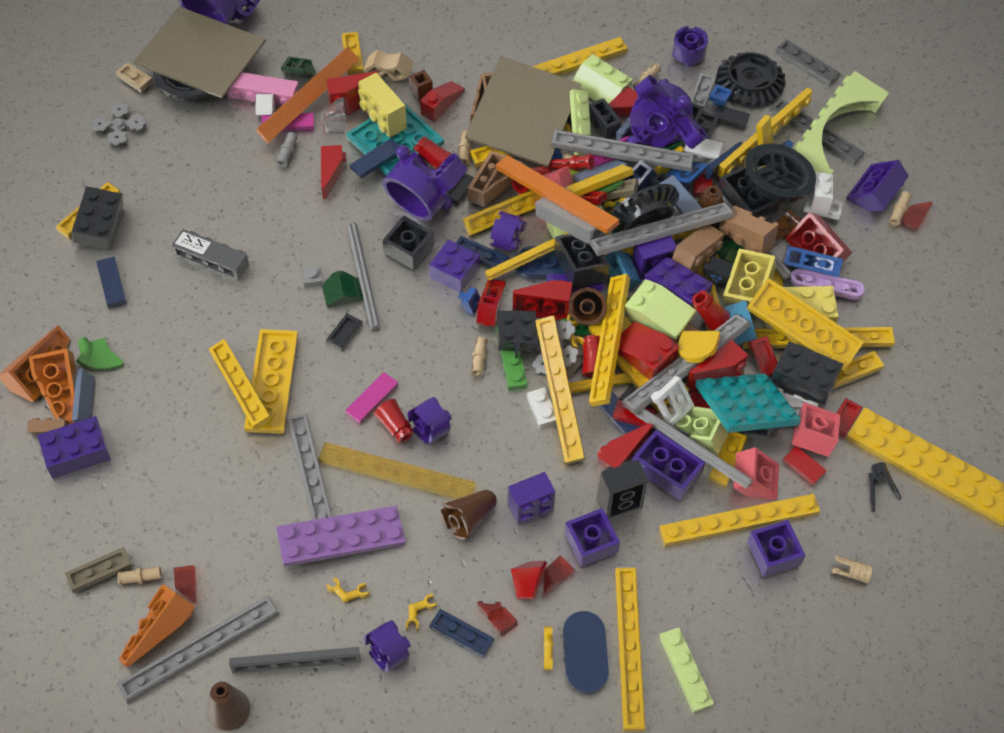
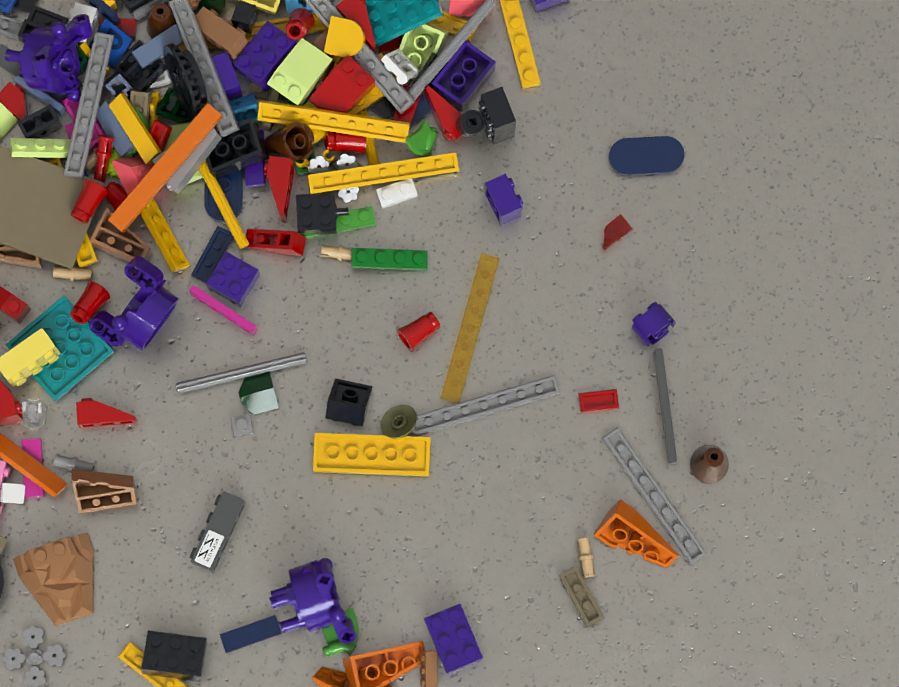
camera: 90 degrees left, 20 degrees up
(83, 395) = (396, 639): sand blue tile -> none
(127, 318) = (314, 599): none -> dark purple piece
(186, 142) = (60, 577): none -> medium nougat wedge
(186, 581) = (590, 515): clear red slope -> none
(240, 384) = (380, 483): yellow plate -> none
(258, 163) = (102, 490): none -> medium nougat wedge
(301, 402) = (398, 421): none -> olive dish
(309, 594) = (598, 400): none -> red tile
(326, 360) = (348, 402): none -> black slope
(340, 535) = (542, 374): medium lavender plate -> none
(344, 332) = (310, 388): black tile -> none
(347, 596) = (600, 367): yellow arm -> none
(371, 398) = (388, 356): dark pink tile -> none
(374, 159) = (93, 364): dark blue tile -> none
(408, 242) = (205, 325): black brick -> none
(414, 607) = (609, 306): yellow arm -> none
(423, 260) = (223, 310): none -> dark pink tile
(429, 420) = (420, 295): dark purple brick -> none
(460, 190) = (117, 275): black tile -> none
(461, 633) = (631, 263): dark blue tile -> none
(467, 512) = (517, 257): reddish brown cone -> none
(470, 300) = (274, 263): blue tile -> none
(471, 397) = (389, 259): none -> green plate
(507, 232) = (194, 224): dark purple brick -> none
(527, 145) = (88, 200): none -> red plant
(528, 578) = (580, 202): red slope -> none
(548, 648) = (645, 185): yellow arm -> none
(556, 574) = (571, 180): clear red slope -> none
(592, 537) = (540, 146): dark purple brick -> none
(595, 424) = (422, 140): none -> bright green arm
(610, 457) = (470, 123): none -> black wheel
(629, 650) = (640, 118): yellow tile -> none
(686, 670) = (659, 71): yellowish green plate -> none

